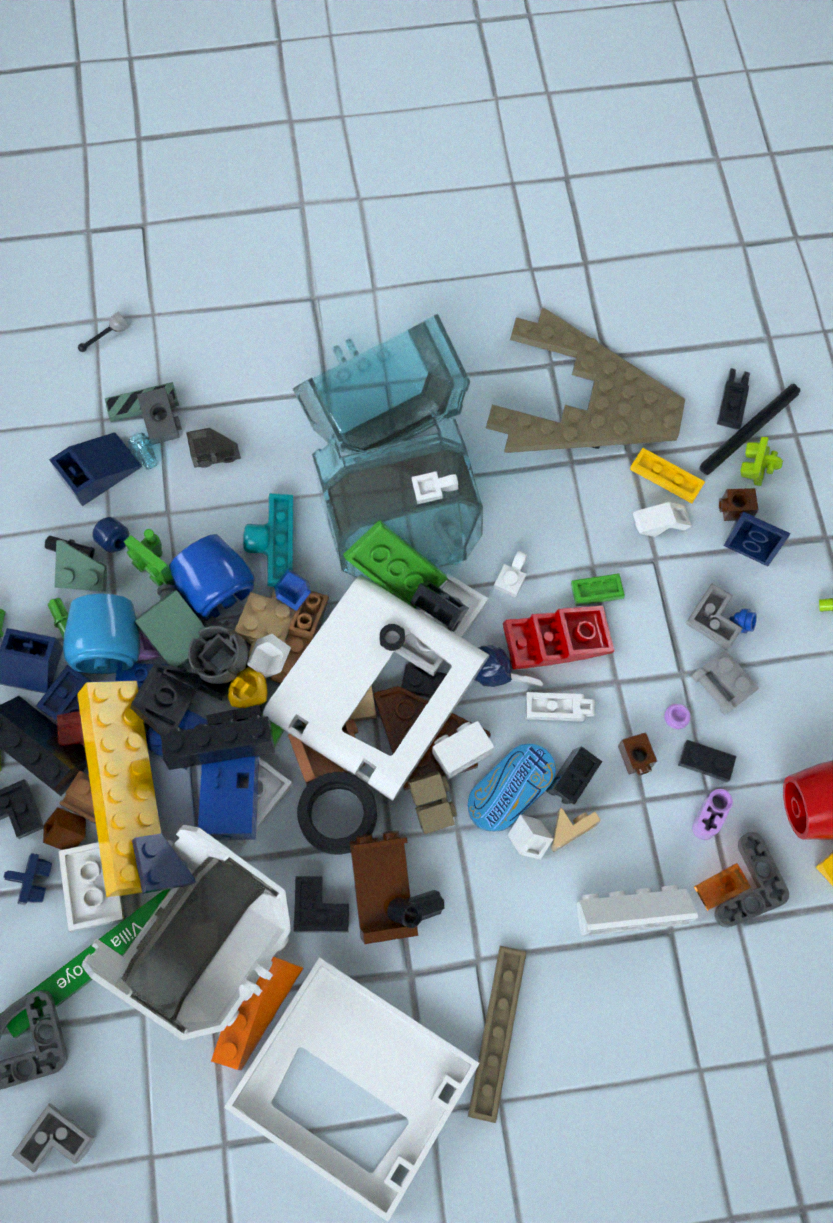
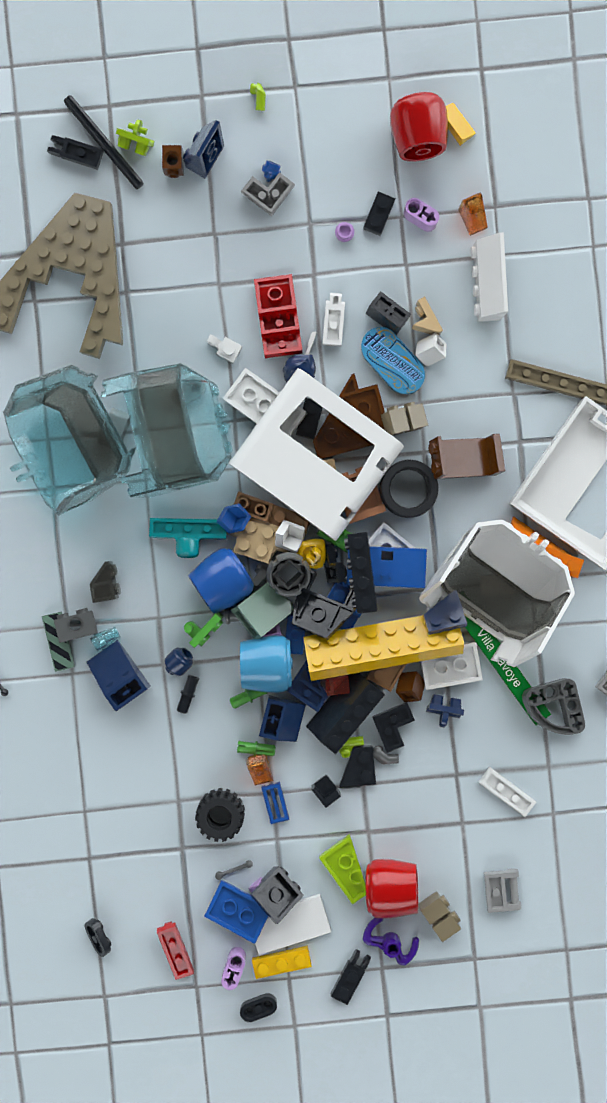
camera: 85 degrees left, 20 degrees up
(77, 570) = (208, 686): sand green wing -> none
(311, 914) = (478, 509): black plate -> none
(392, 562) = (224, 435): bright green tile -> none
(392, 646) = (290, 435): black piece -> none
(416, 908) = (483, 437): black piece -> none
(429, 486) = (171, 401): white plate -> none
(439, 605) = (254, 403): black hinge -> none
(462, 748) = (368, 393): white brick -> none
(597, 589) = (240, 282): bright green plate -> none
(637, 743) = (370, 272): reddish brown brick -> none
(659, 518) = (183, 224): white slope -> none
(667, 475) = (144, 215): yellow plate -> none
(730, 677) = (316, 187): light grey plate -> none
(762, 893) = (477, 186): dark grey beam -> none

